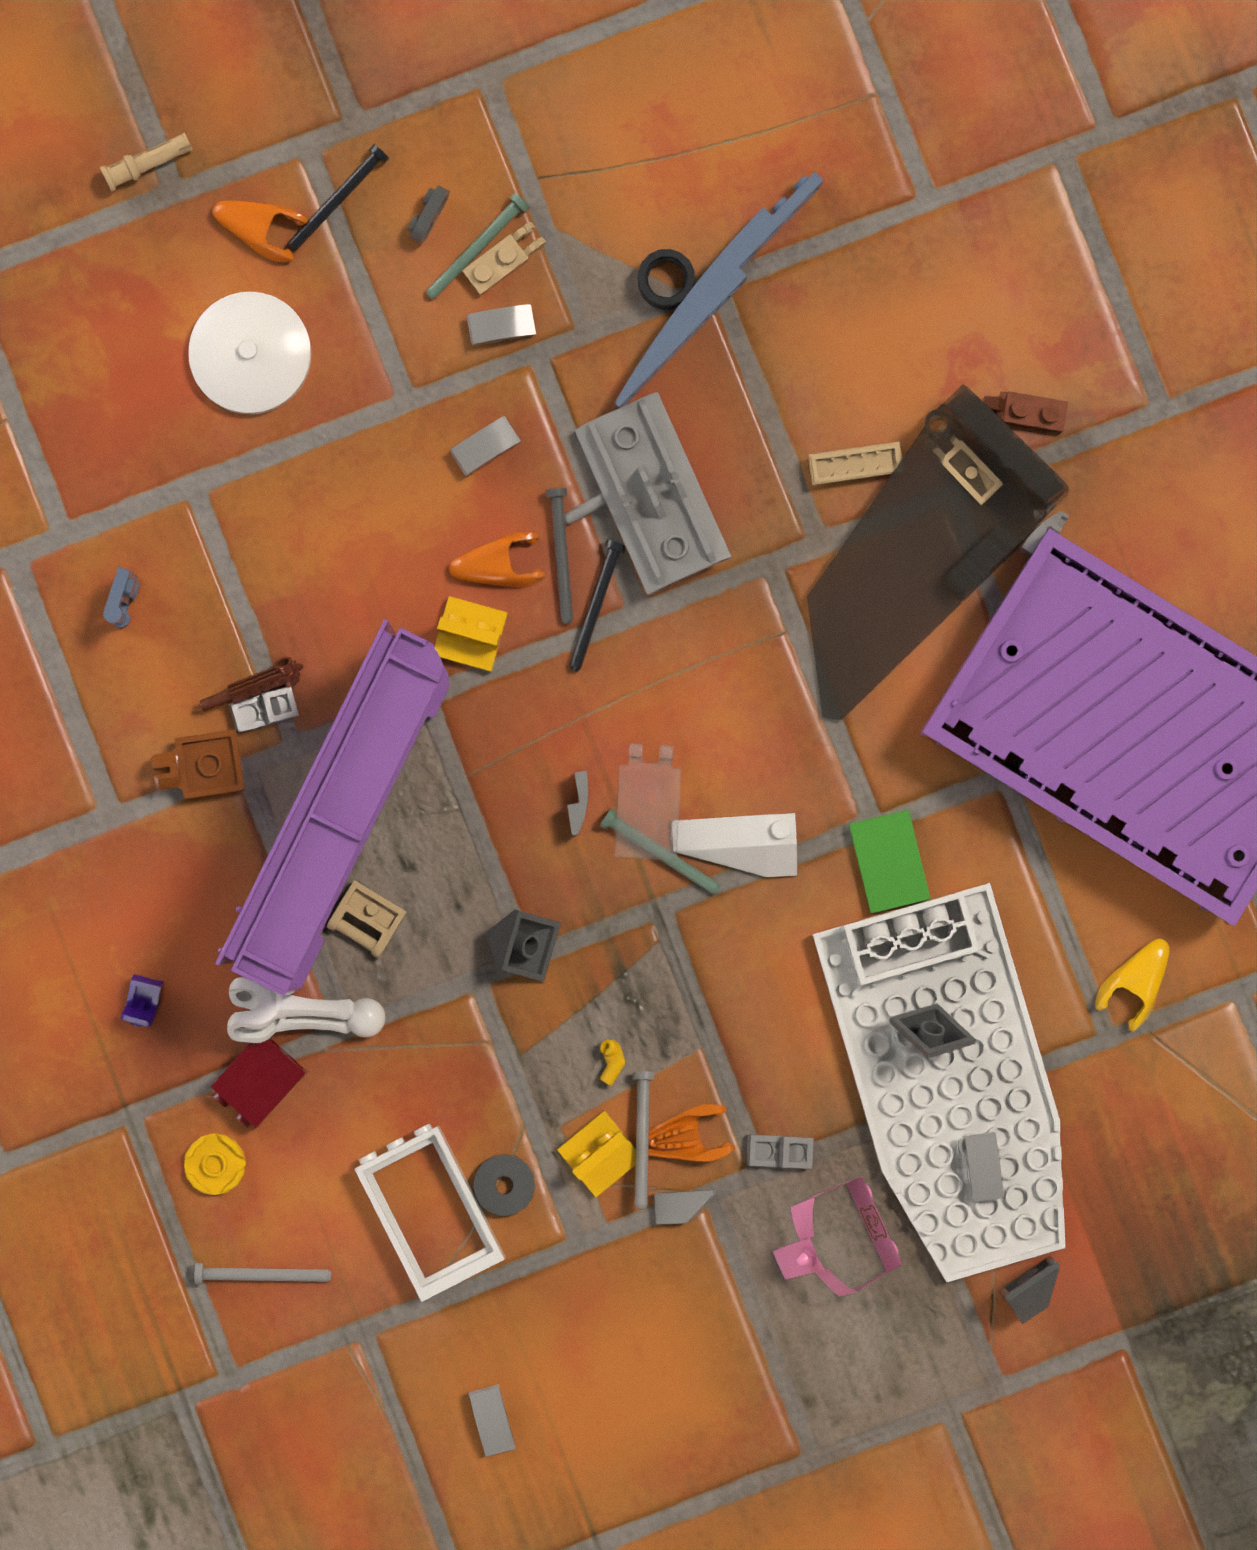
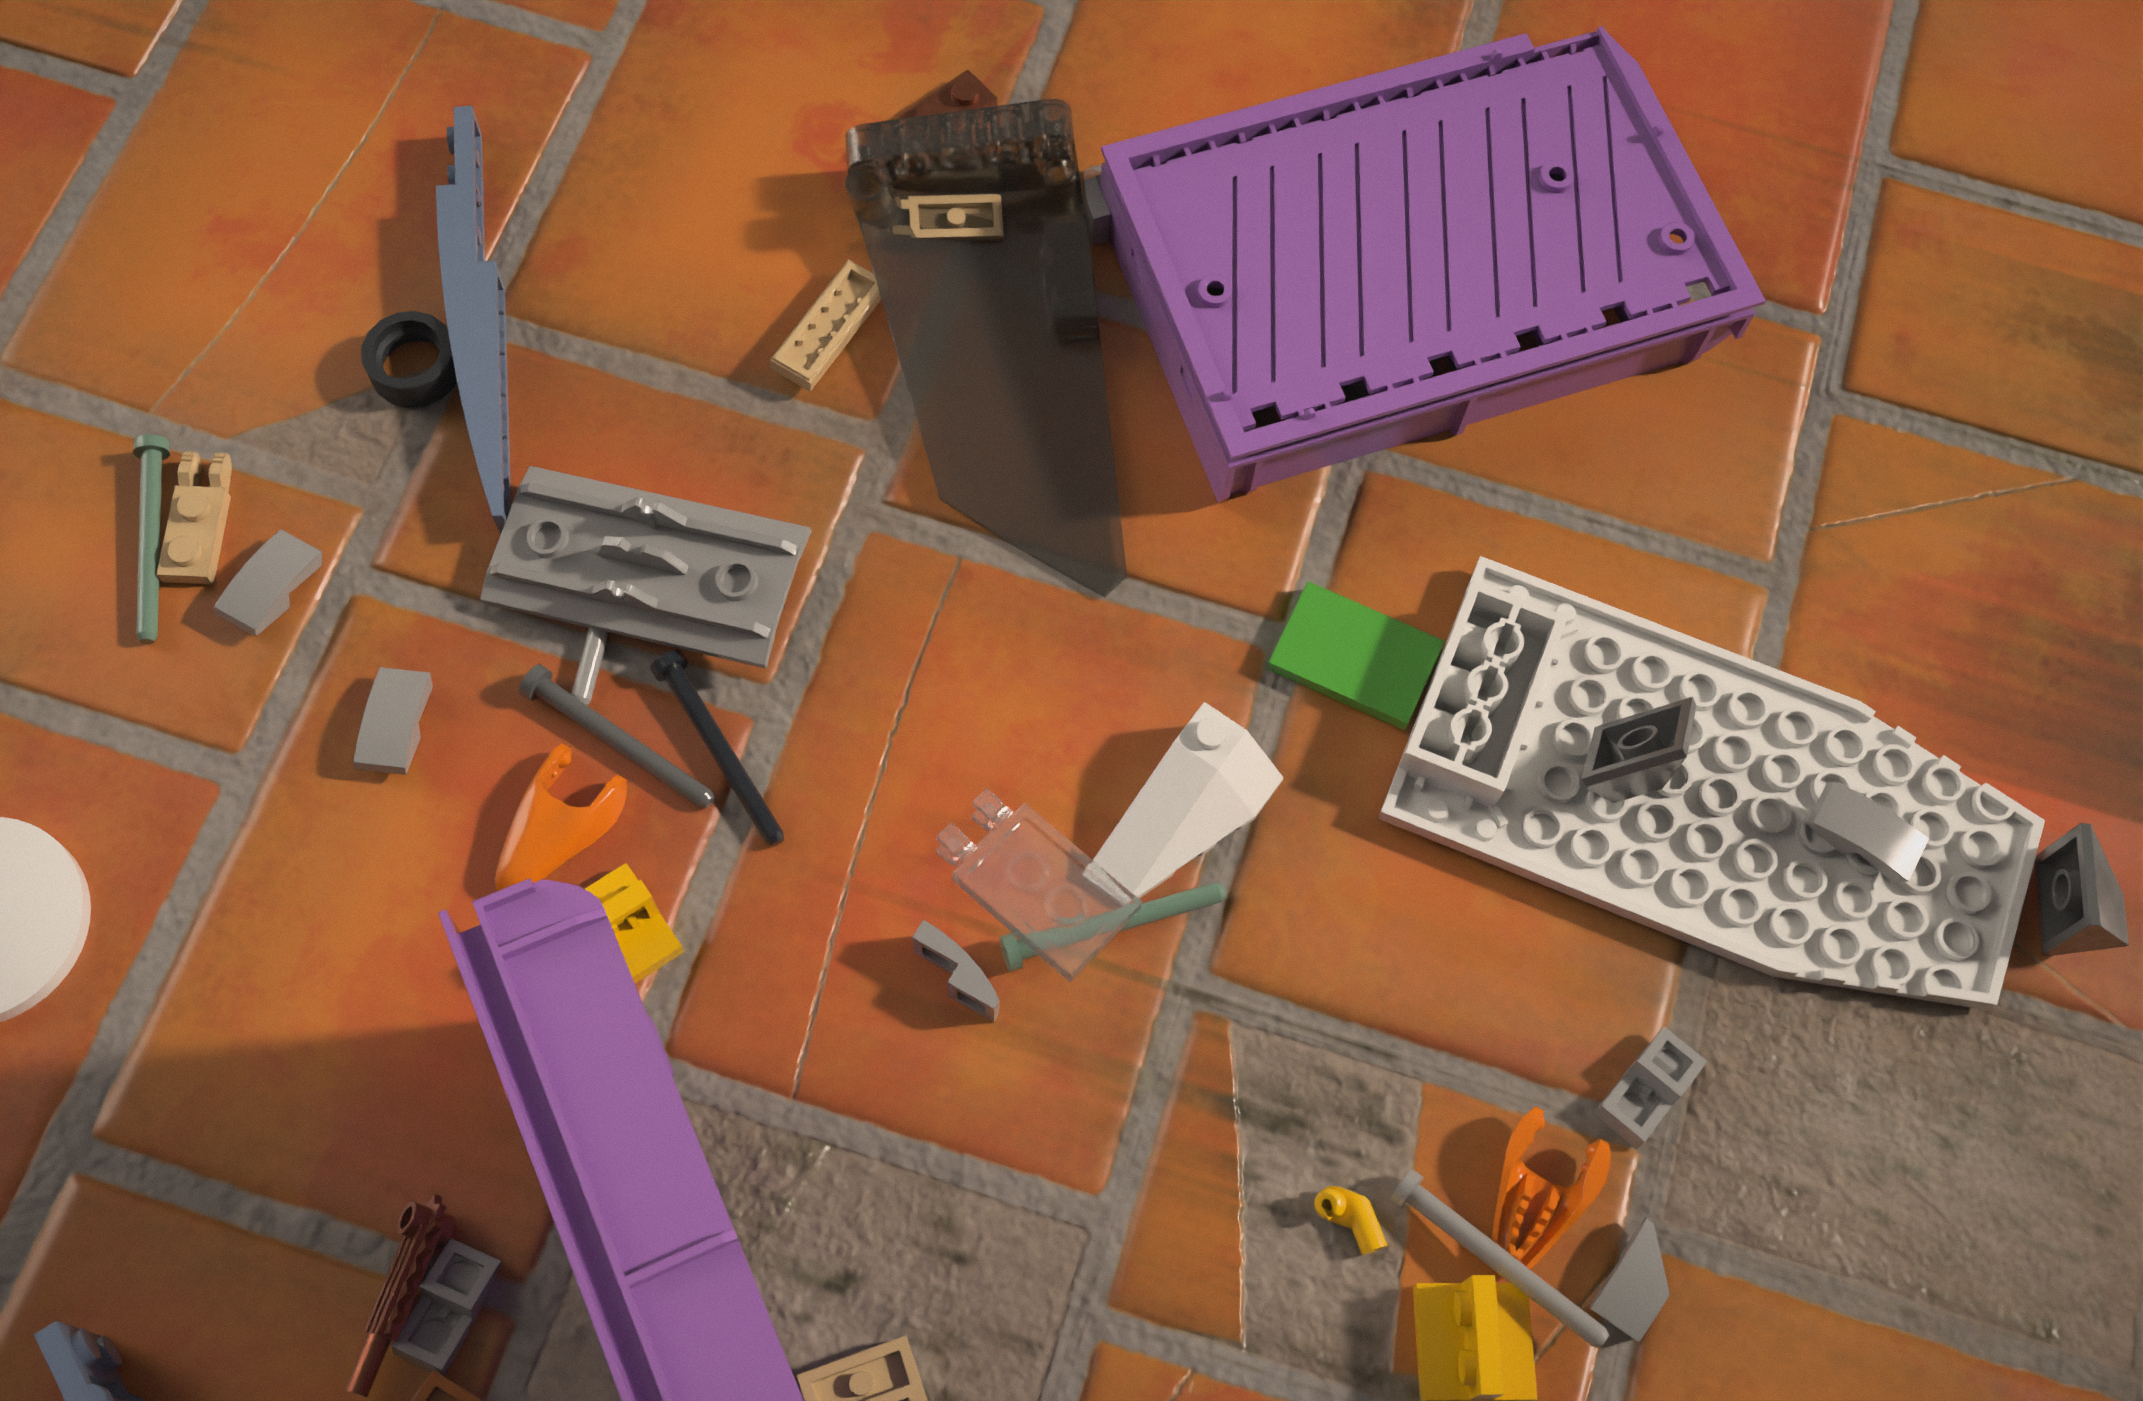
camera: 60 degrees left, 20 degrees down
(434, 204) = (54, 569): dark grey plate -> none
(523, 944) = (1088, 1203): dark grey slope -> none
(801, 1258) = (1842, 1150): bright pink piece -> none
(1139, 975) = (1731, 478): yellow animal -> none

